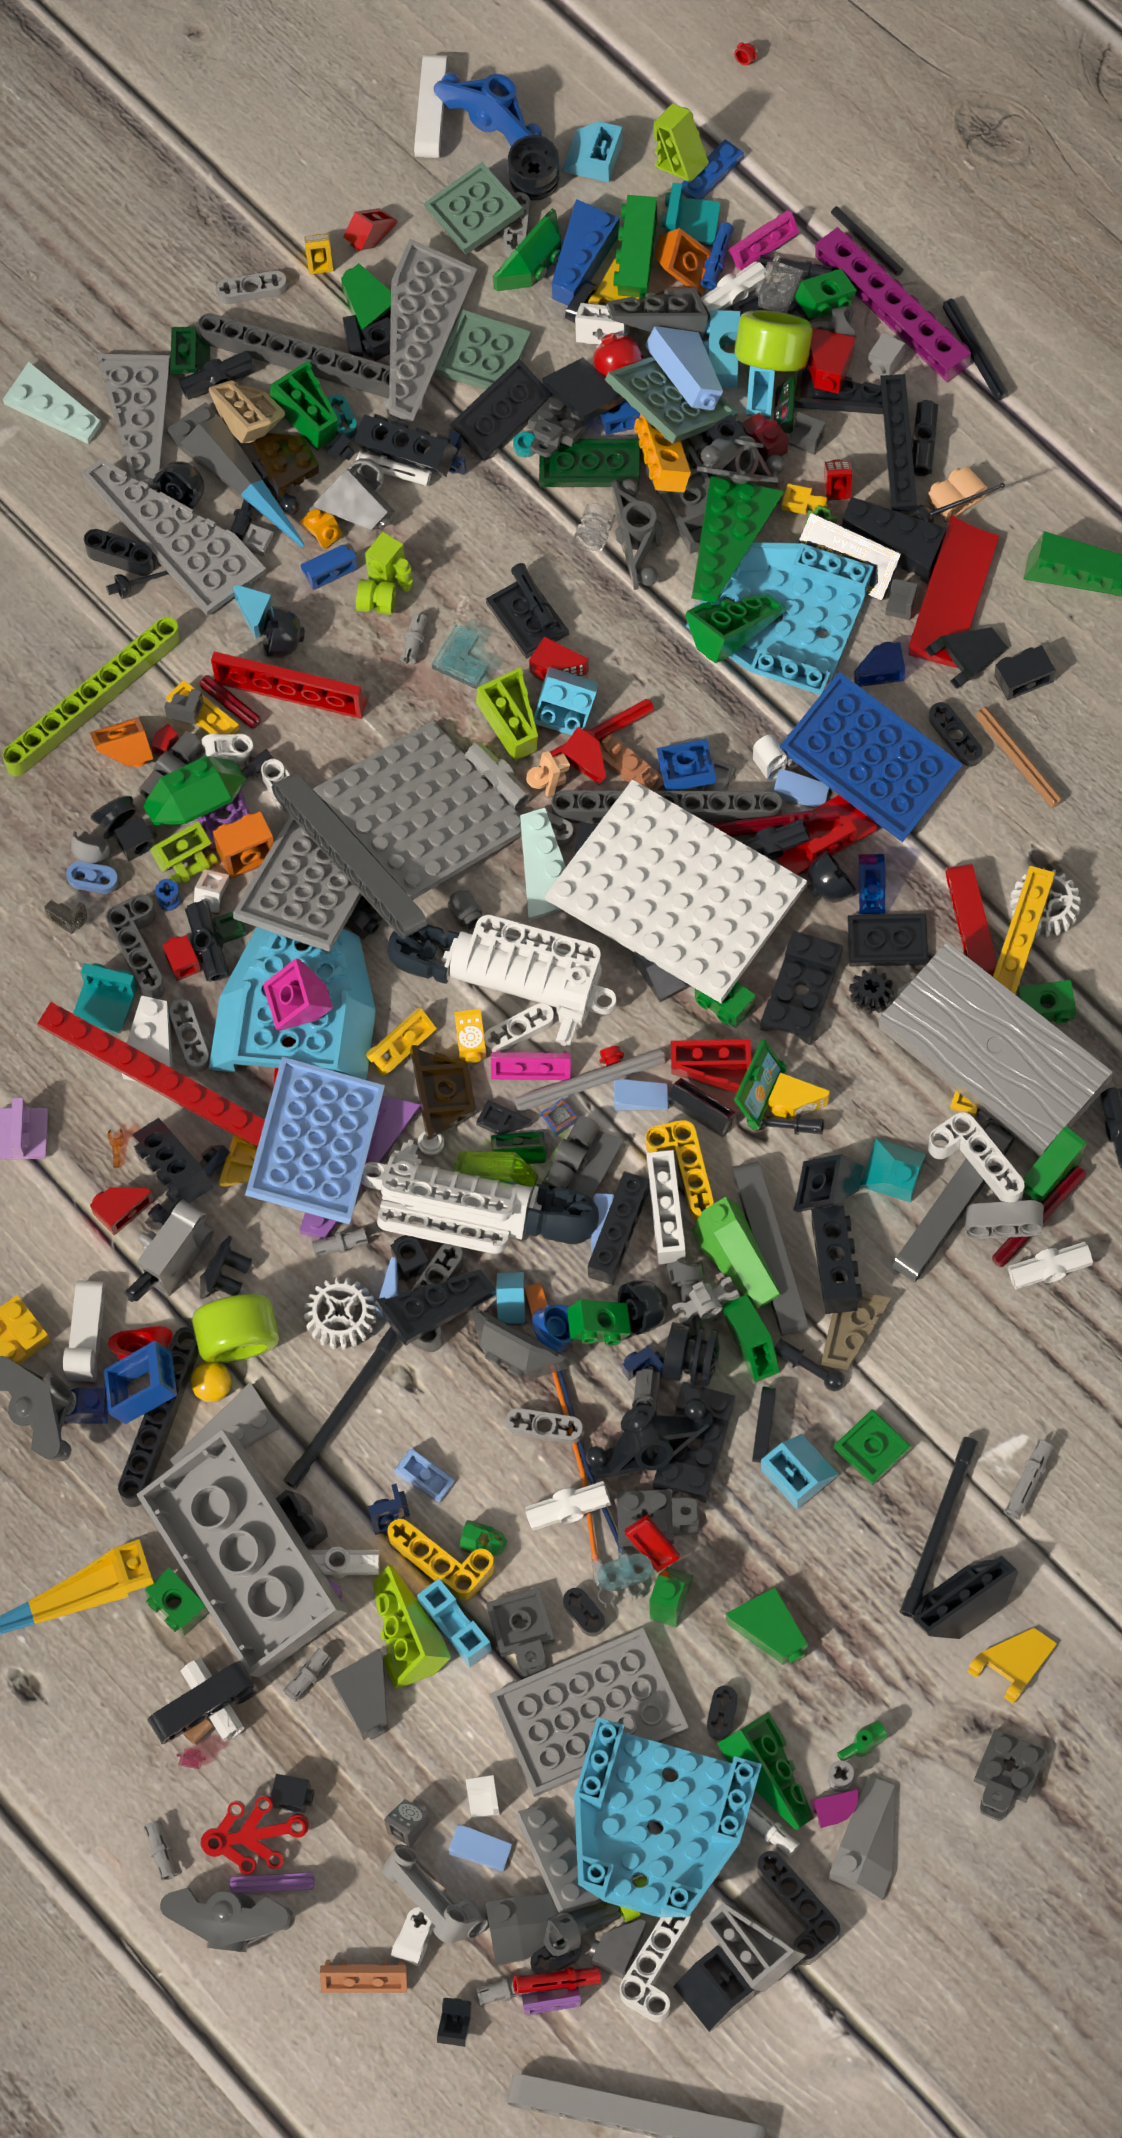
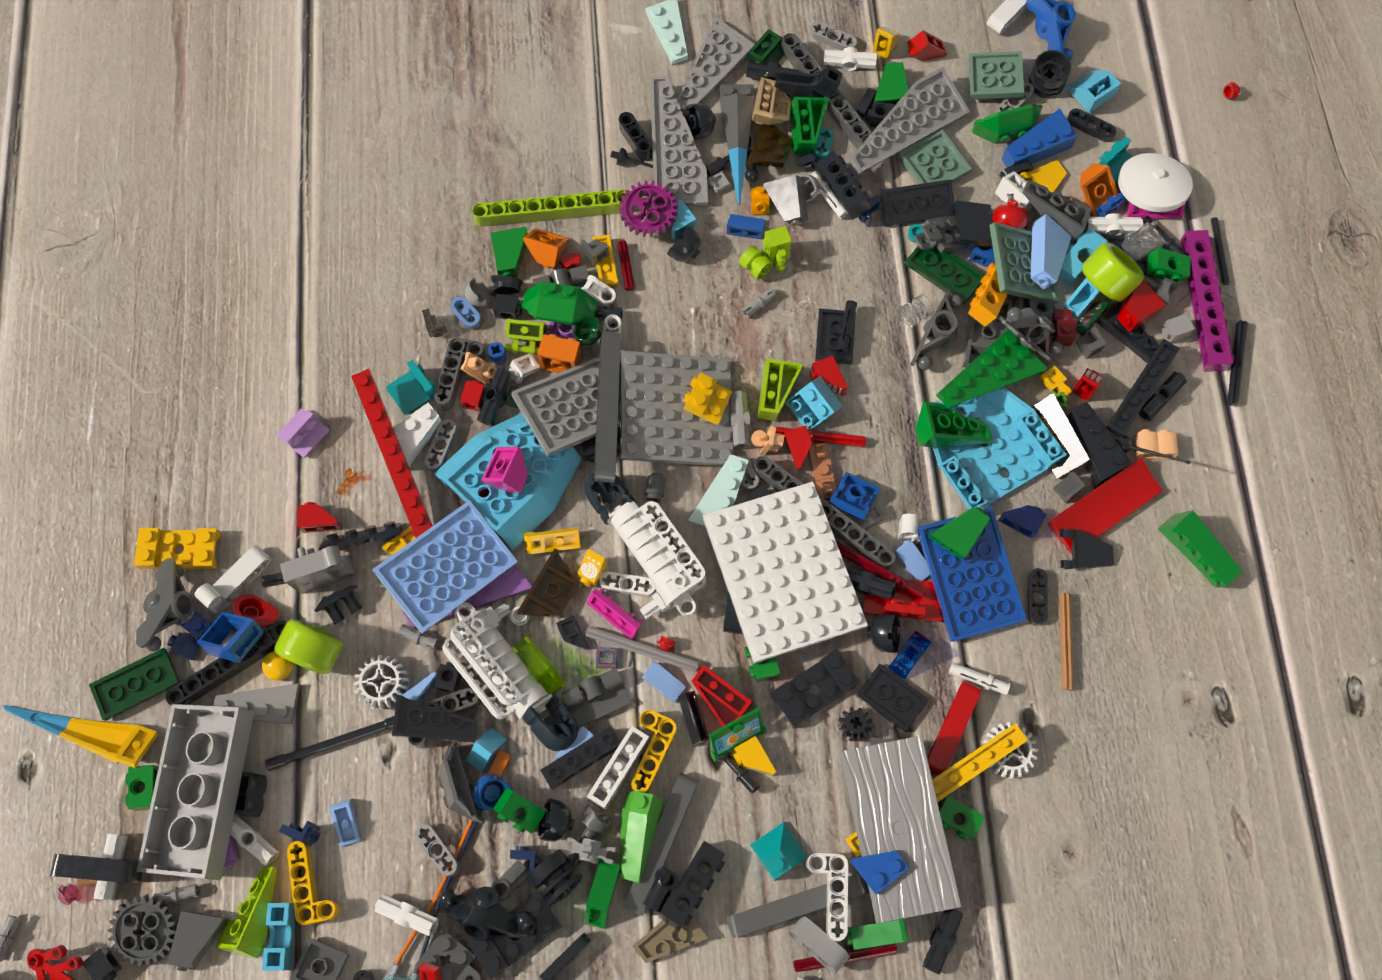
camera: 35 degrees right, 5 degrees up
(69, 1514) = (134, 684): none -> dark green plate
(82, 776) = (509, 250): none -> green slope
(88, 1438) = (183, 645): none -> dark blue bracket
(163, 923) = (478, 368): none -> light nougat hips
(171, 1161) = (359, 516): black brick -> none
(186, 624) = (664, 214): none -> magenta gear
(254, 795) = (588, 330): none -> dark green hair
(269, 363) = (803, 84): none -> black arch
(288, 685) = (664, 280): red arch -> none
(292, 299) = (850, 59): none -> white piece
(325, 1713) = (143, 930): none -> dark grey gear
(447, 775) = (706, 398): none -> yellow plate
(455, 660) = (772, 331): clear light blue plate -> none
(481, 1536) = (342, 893): green rock -> none
(527, 1145) = (567, 658): dark green slope -> none
(615, 202) = (1077, 123): none -> black beam
(637, 245) = (1073, 162): green wedge -> none
(679, 143) = (1148, 115): lime wedge -> none
(721, 162) = (1160, 145): blue plate -> none
(742, 212) = (1155, 182): none -> white dish
(807, 1283) = (660, 891): none -> black piece
(827, 1182) = (728, 830): black slope -> none
(829, 718) = (961, 532): none -> green slope
(833, 1379) = (632, 960): black pin -> none
(960, 856) = (986, 681): none -> white pin
(1007, 1096) = (880, 869): none -> blue wing
(1024, 672) = (1112, 589): black brick -> none

